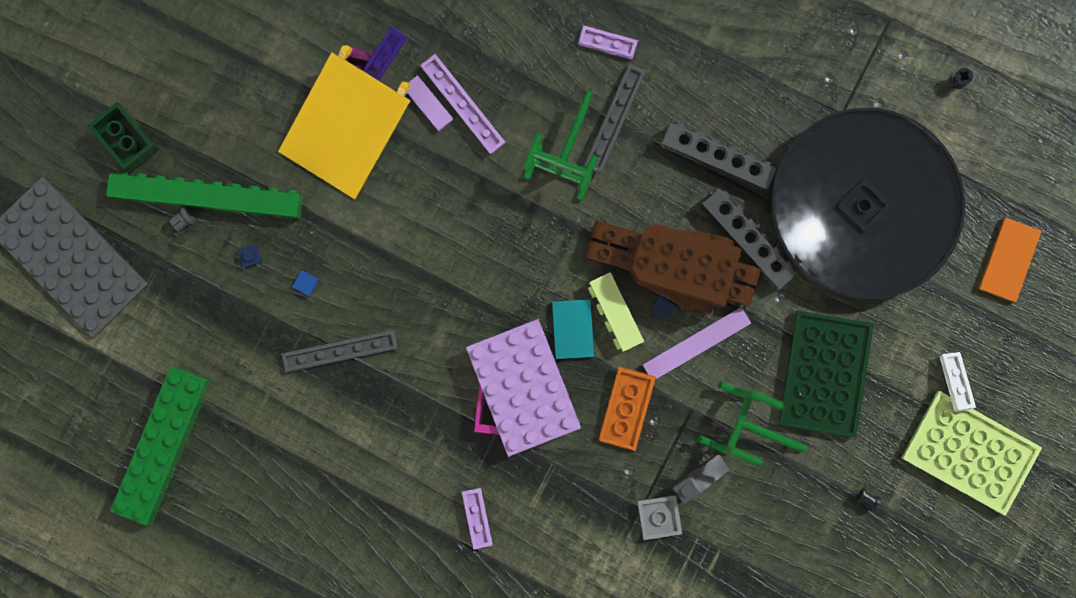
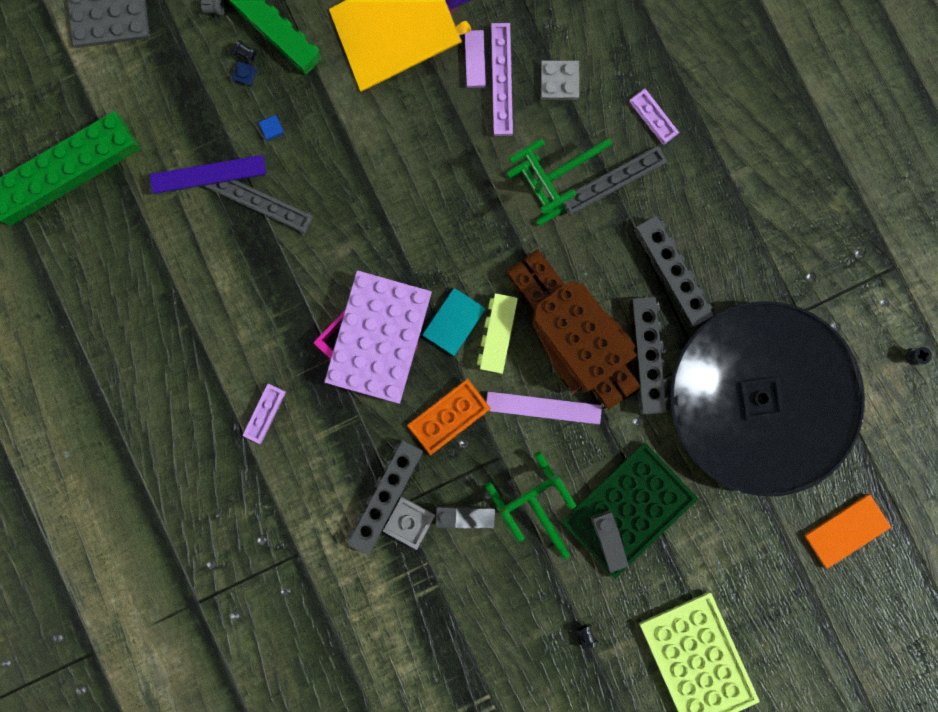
camera: 30 degrees right, 0 degrees up
(237, 238) = (245, 52): none -> black bush
(284, 360) = (208, 174): none -> dark purple tile
(509, 69) = (559, 80): none -> light grey plate
(638, 558) = (357, 538): none -> dark grey brick
(663, 308) = (538, 359): dark blue tile -> none
(829, 410) = (609, 540): none -> dark grey slope
(957, 381) = (730, 596): white plate -> none

